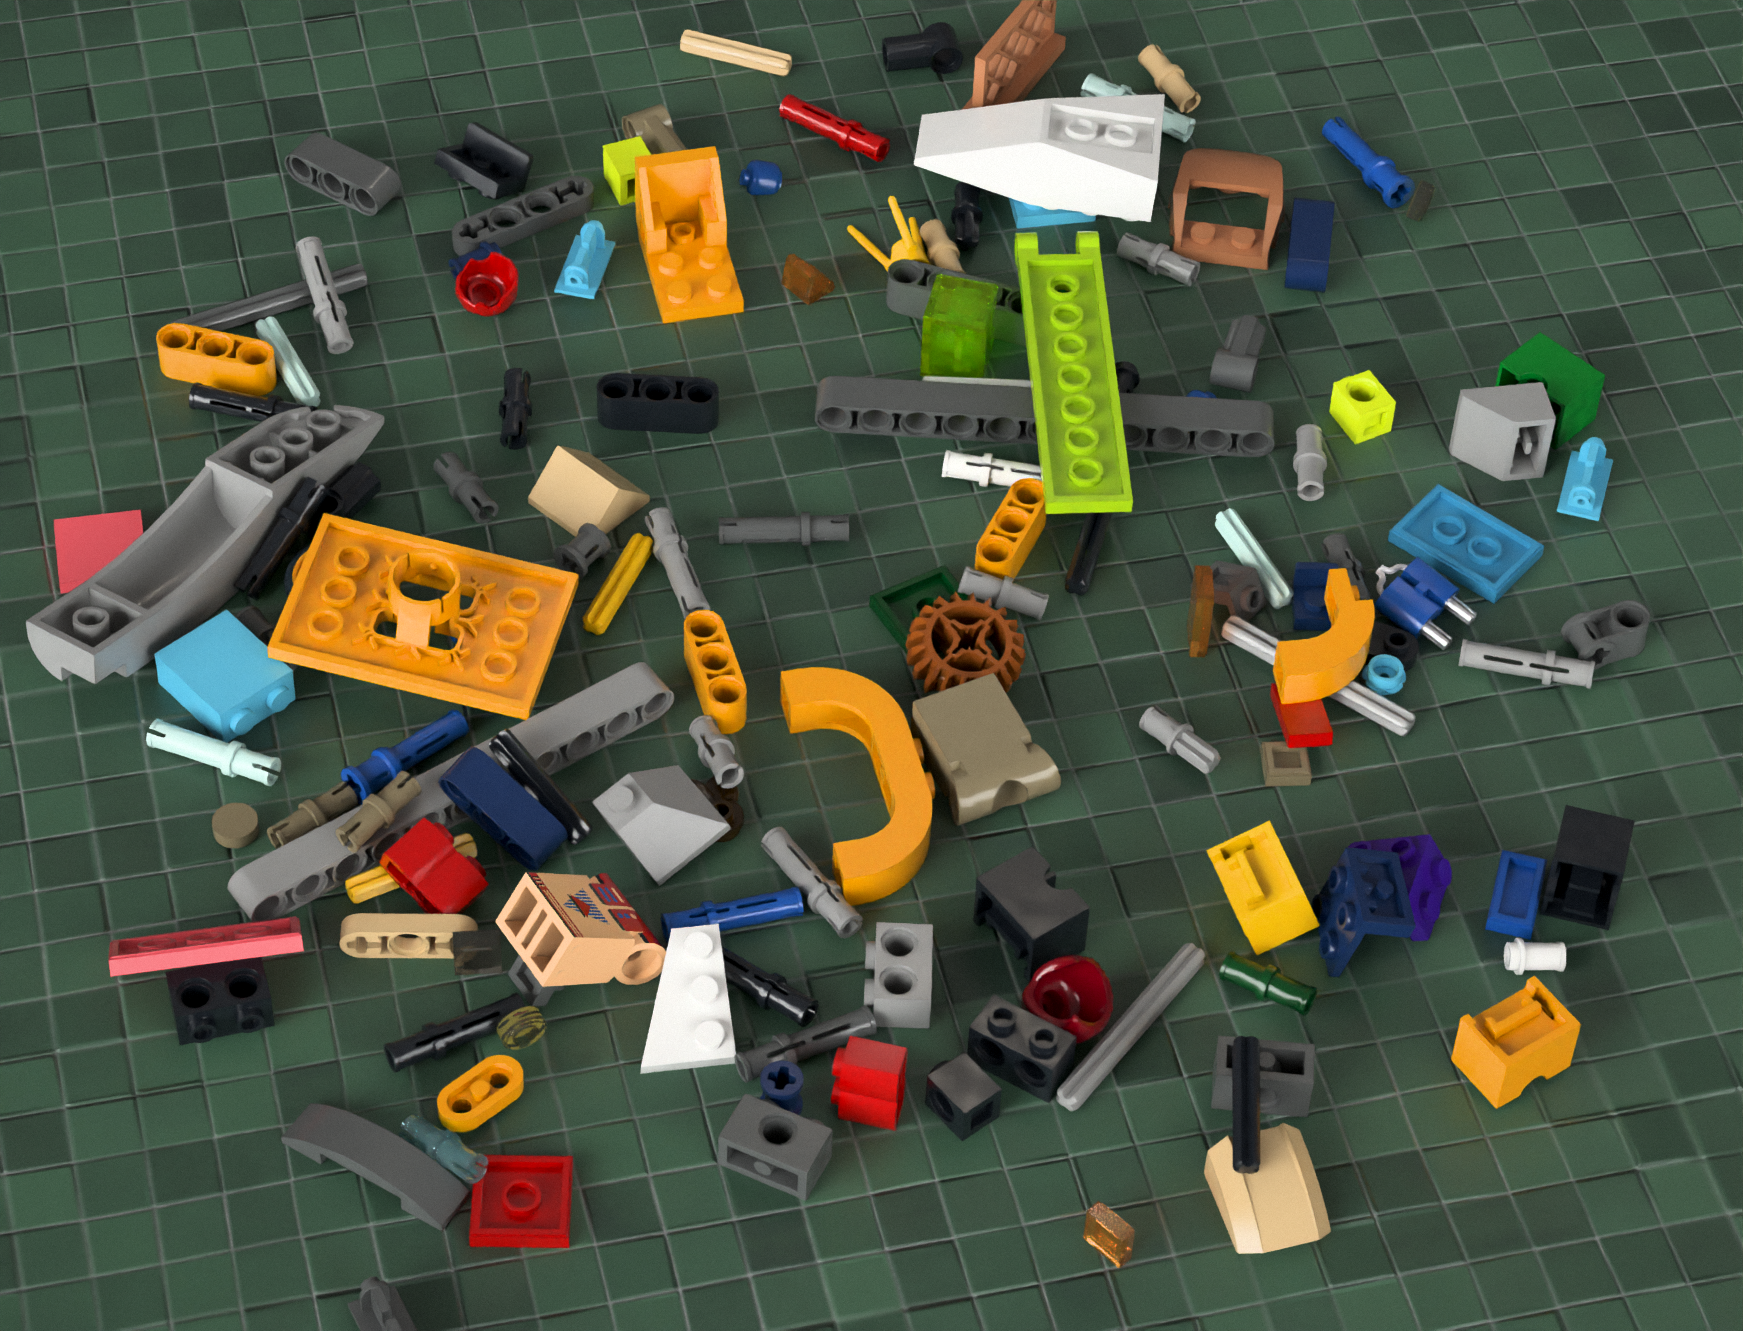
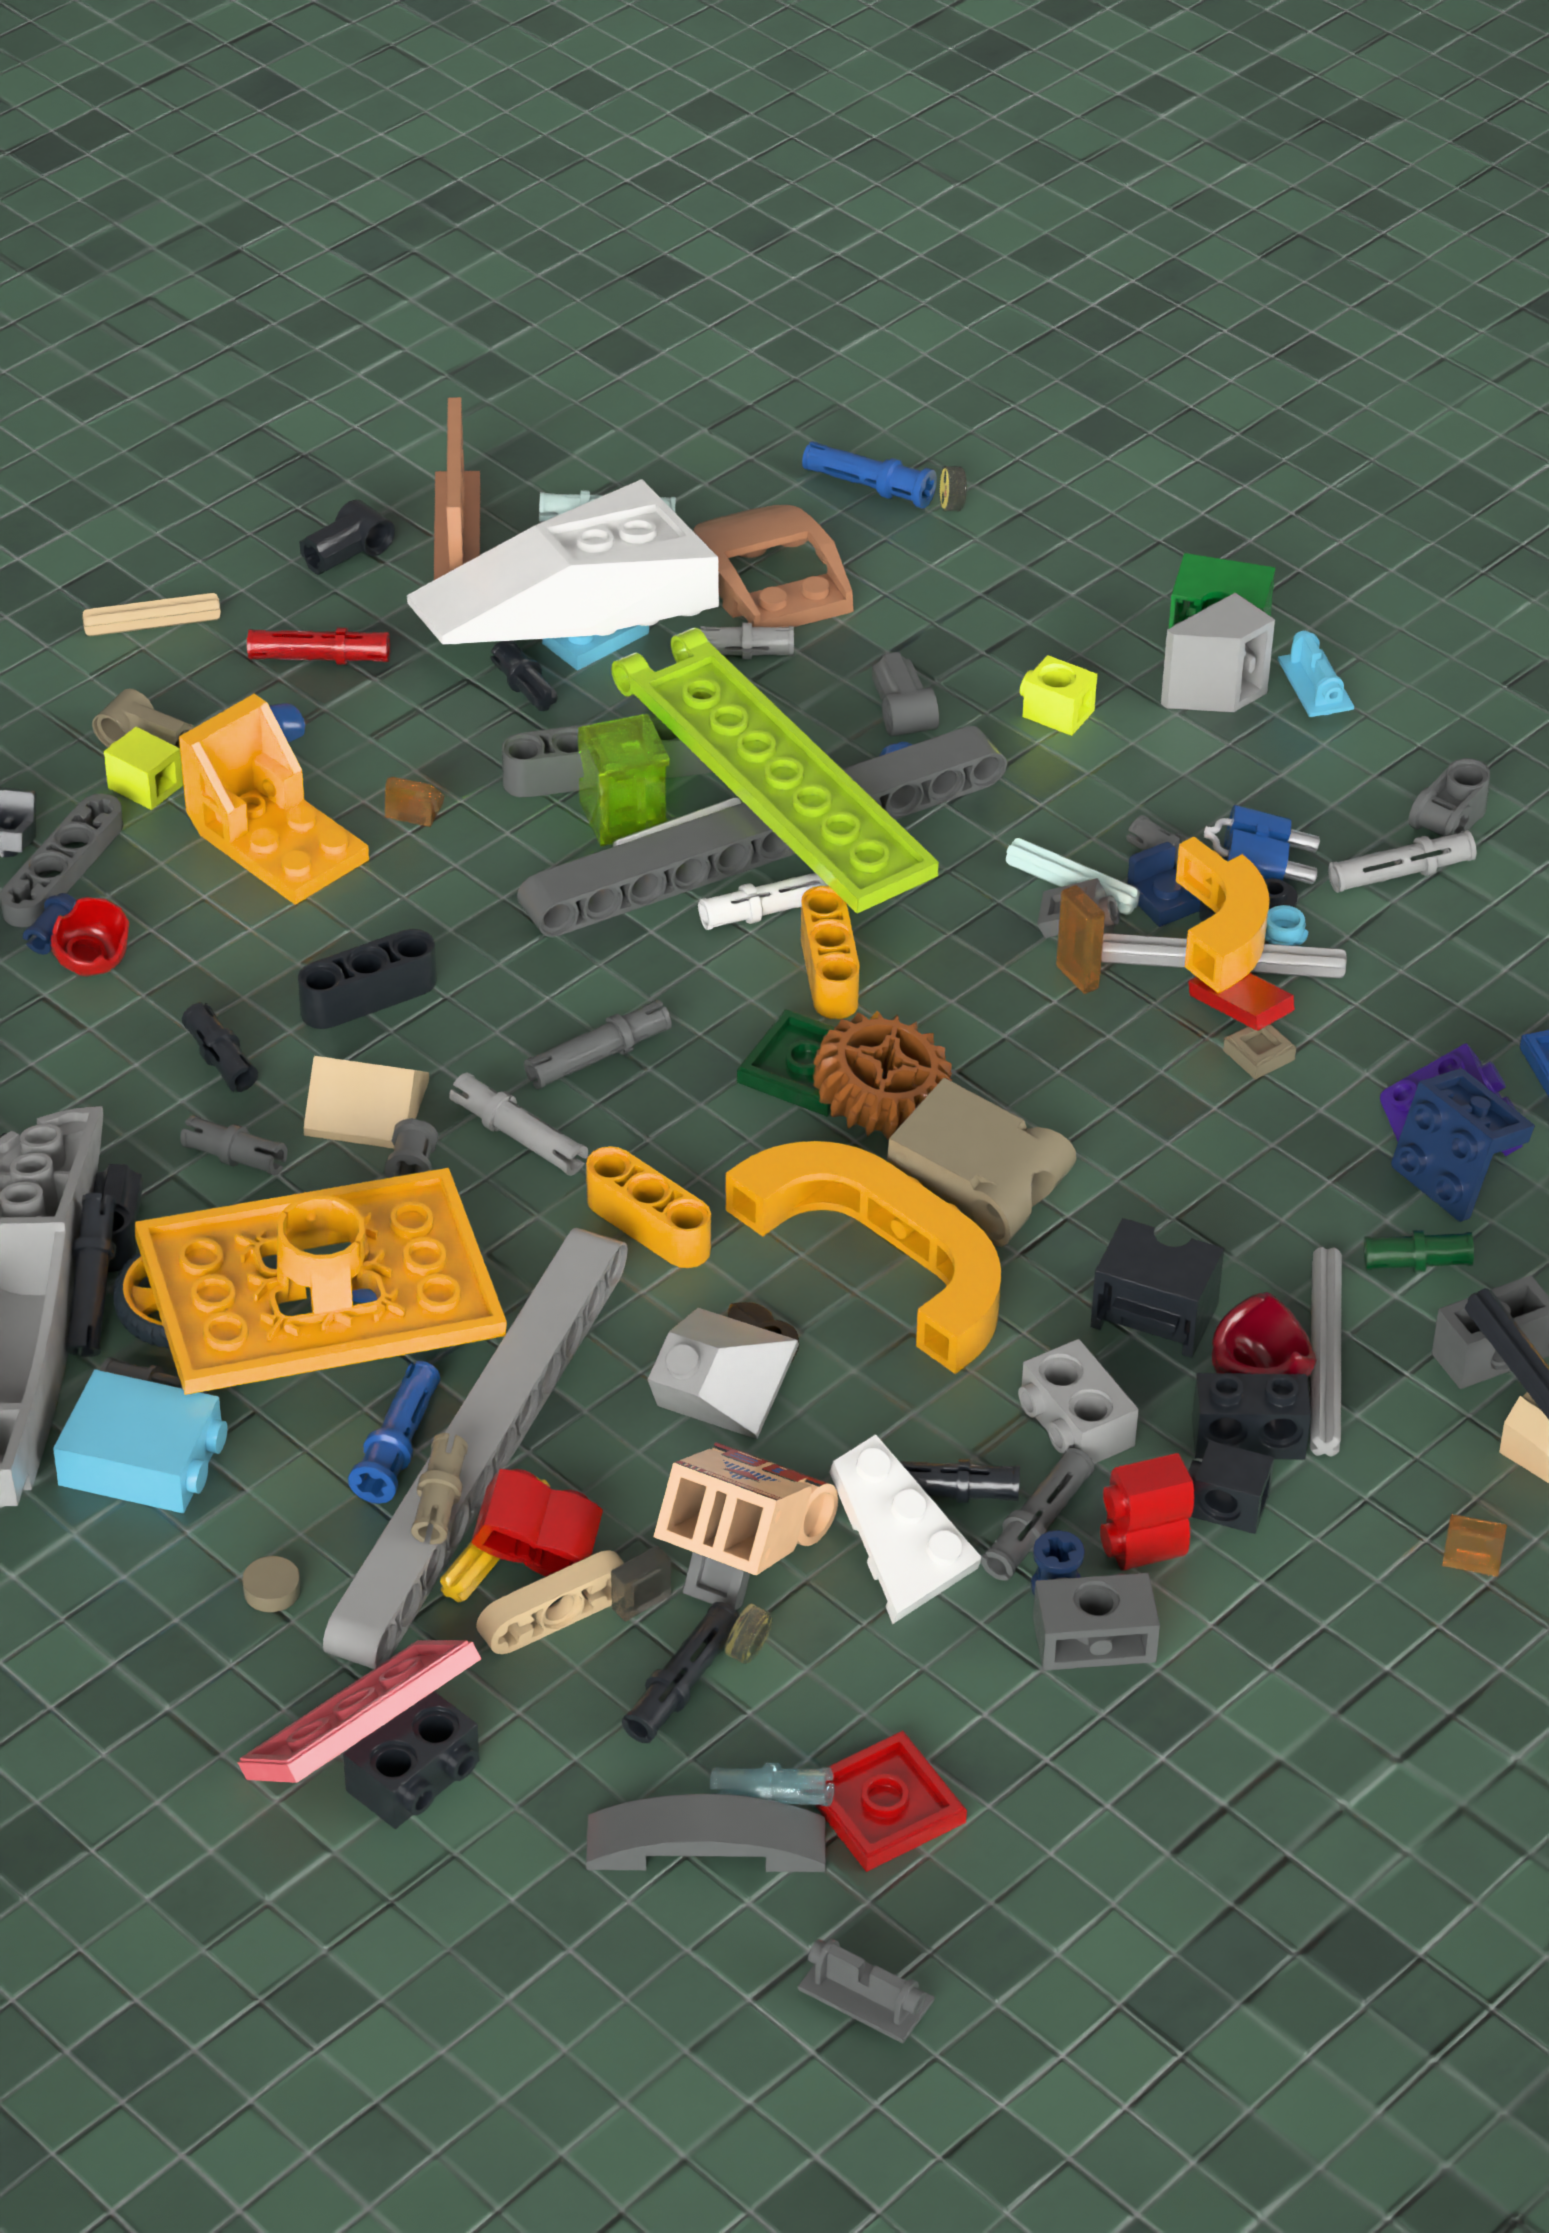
camera: 30 degrees left, 5 degrees down
(229, 757) = (188, 1522): light aqua pin -> none
(313, 814) = (349, 1536): dark tan pin -> none
(476, 1093) = (752, 1726): light orange plate -> none
(503, 808) = (558, 1429): dark blue beam -> none
(539, 784) = (575, 1392): black axle -> none
(585, 262) = (169, 876): medium azure hinge -> none
(618, 584) = (471, 1169): yellow axle -> none
(716, 751) = (740, 1288): light grey pin -> none
(737, 913) = (868, 1421): blue pin -> none
(822, 894) = (934, 1367): light grey pin -> none
(906, 248) = (492, 734): yellow plant -> none
(941, 250) = (522, 714): tan pin -> none
(1003, 593) = (833, 1008): light grey pin -> none
(1087, 552) = (911, 939): black axle -> none
(1169, 78) = (612, 469): tan pin -> none
(1179, 739) = (1149, 1069): light grey axle -> none
(1263, 888) = (1355, 1160): yellow piece -> none
(1309, 244) = (883, 569): dark blue beam -> none
(1309, 462) = (1052, 766): light grey pin -> none
(1466, 543) = (1253, 776): dark azure tile -> none

